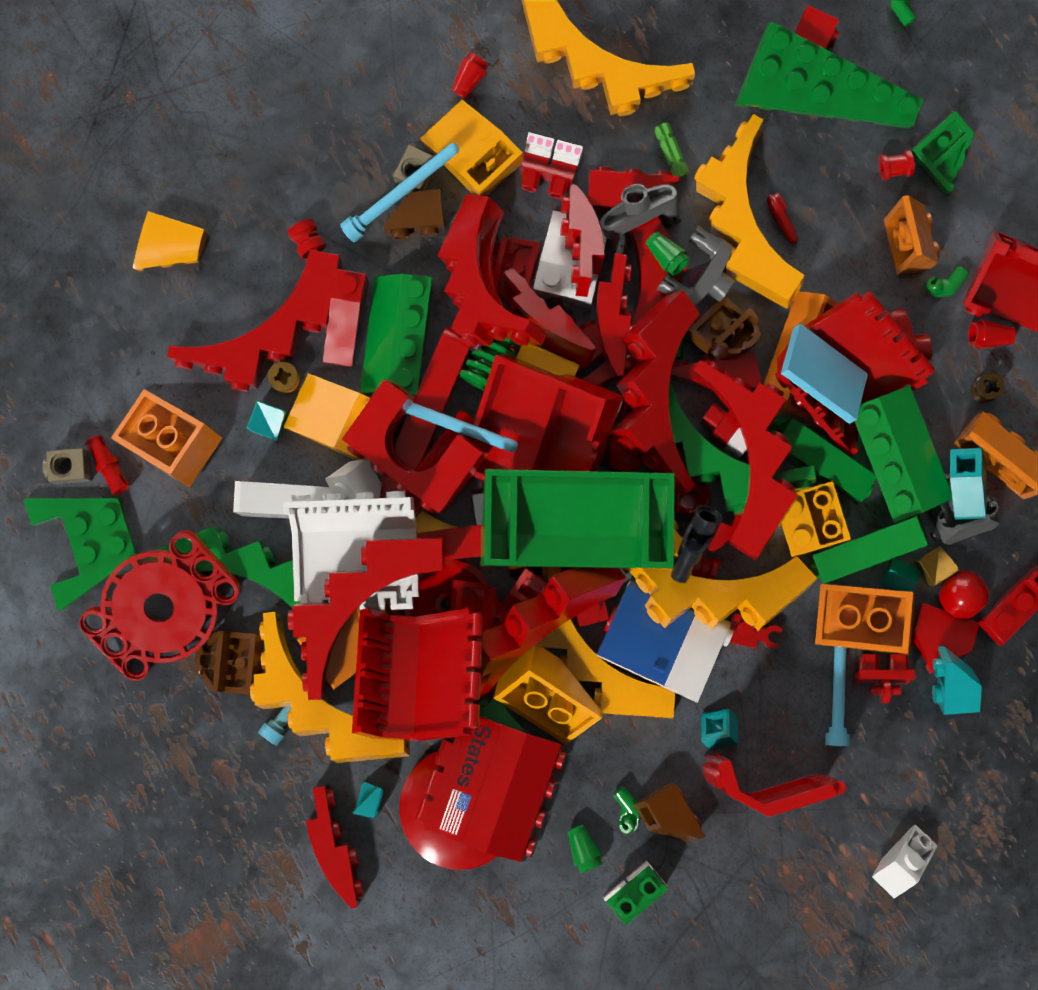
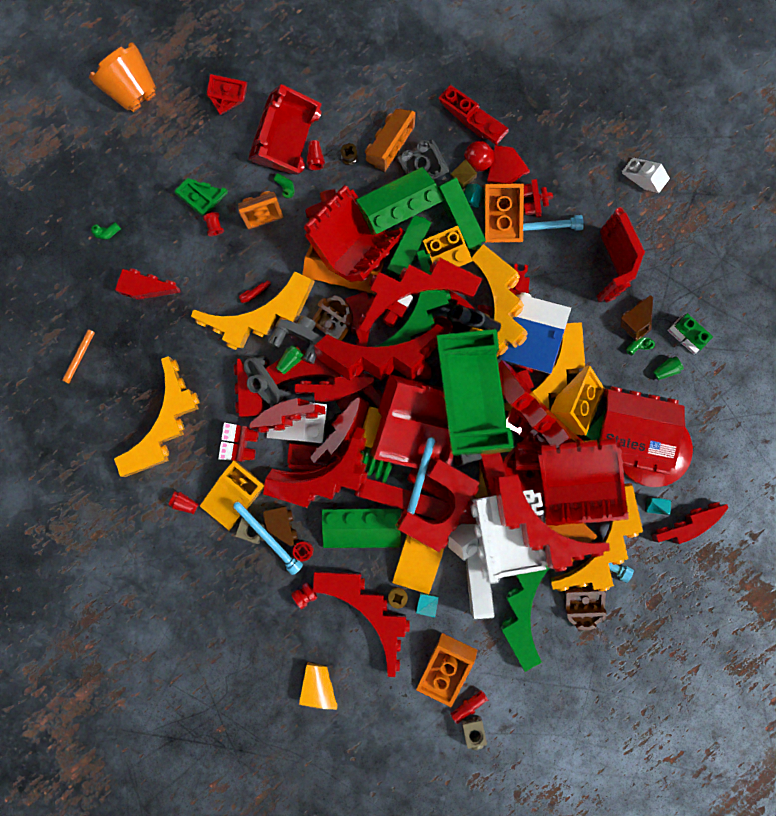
camera: 100 degrees left, 0 degrees up
(96, 535) = (516, 706): green wing -> none
(177, 580) = (538, 652): red piece -> none
(345, 317) = (353, 563): slope -> none
(373, 250) = (303, 551): none -> red wheel
(671, 150) = (219, 366): bright green axle -> none
(719, 729) = (582, 294): teal slope -> none
(812, 81) = (165, 281): green wing -> none
(824, 373) = (357, 251): medium azure tile -> none
(956, 685) = (536, 154): teal slope -> none
(968, 483) = (413, 158): teal slope -> none

